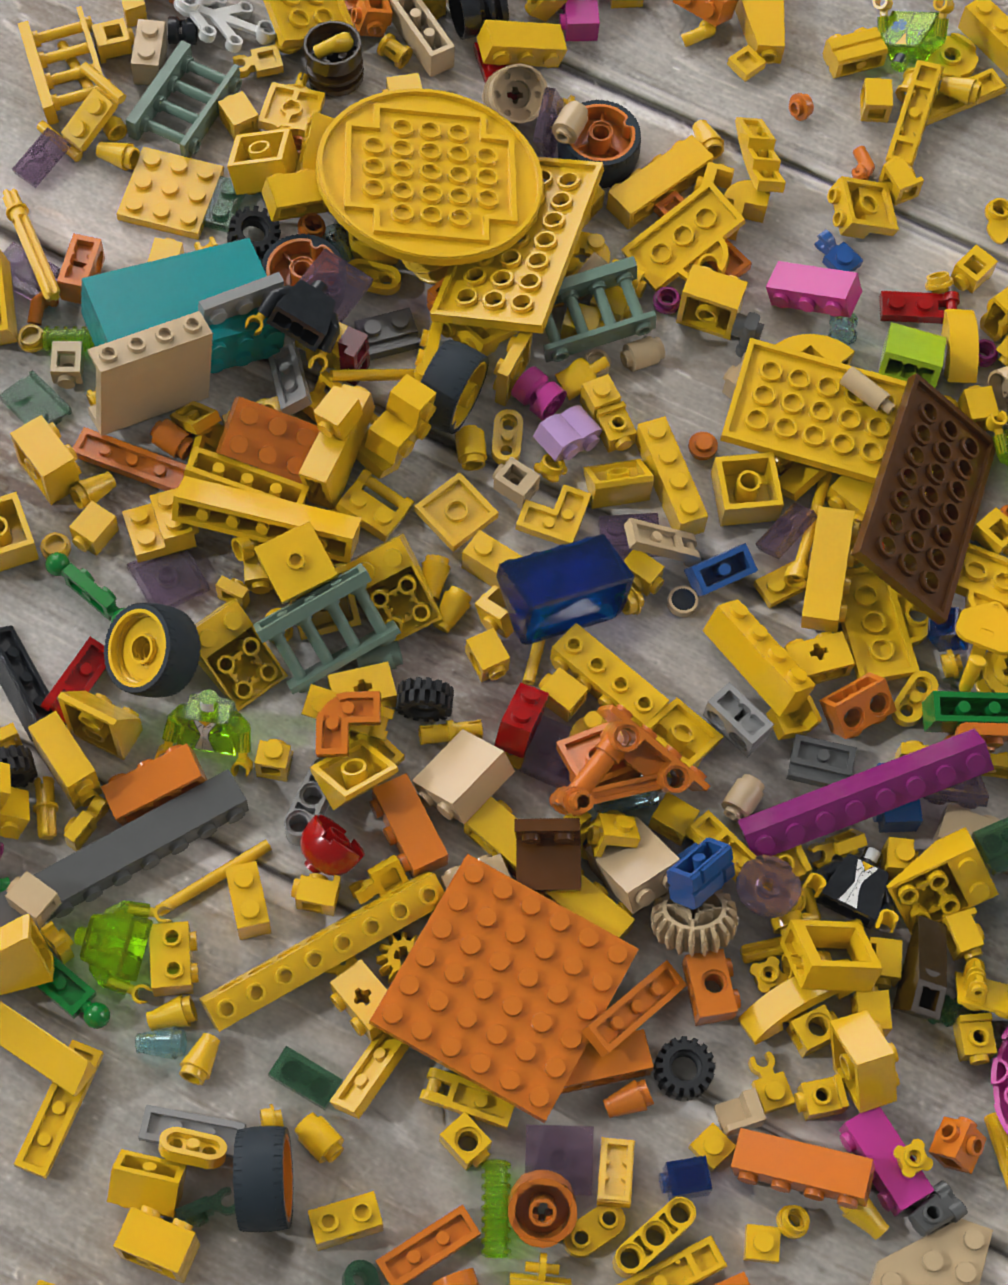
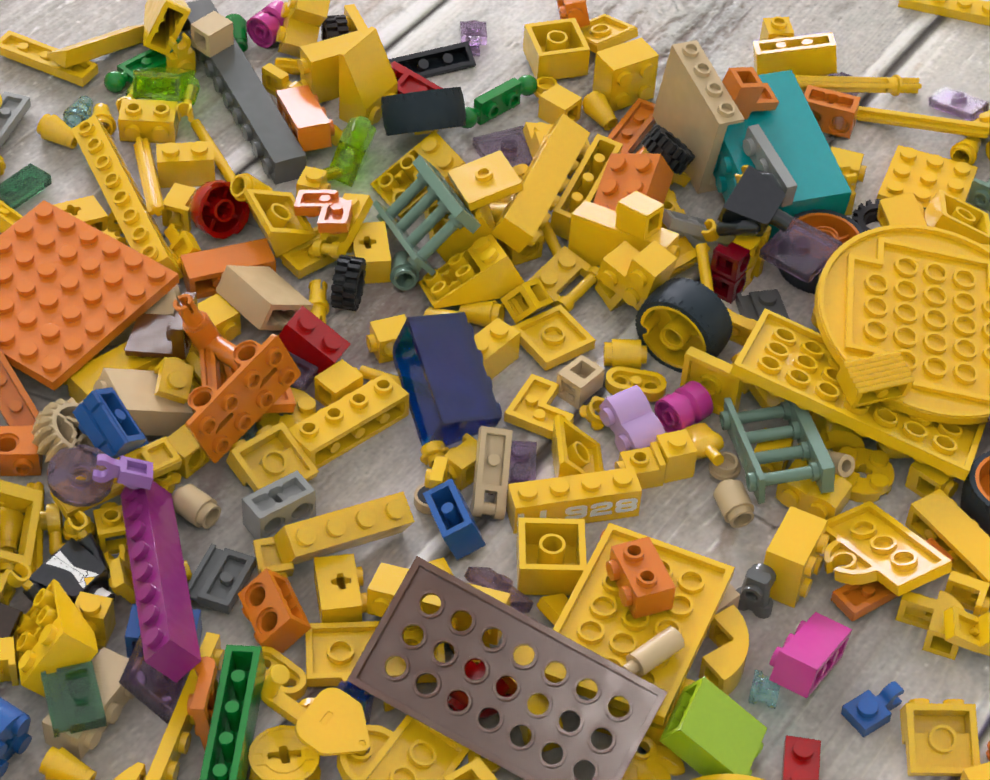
camera: 100 degrees right, 20 degrees down
(84, 186) = (923, 122): none -> yellow axle
(148, 307) = (749, 91): none -> orange brick
(192, 405) = (672, 149): none -> black tyre
(277, 934) = (148, 176): none -> yellow axle
(323, 805) = (245, 181): none -> yellow cone
(421, 532) = (526, 300): none -> yellow brick
(533, 216) = (875, 378): none -> yellow brick
(678, 586) = (438, 473): none -> yellow plate
(764, 836) = (128, 471): none -> medium lavender plate
(793, 400) = (641, 577): none -> orange brick

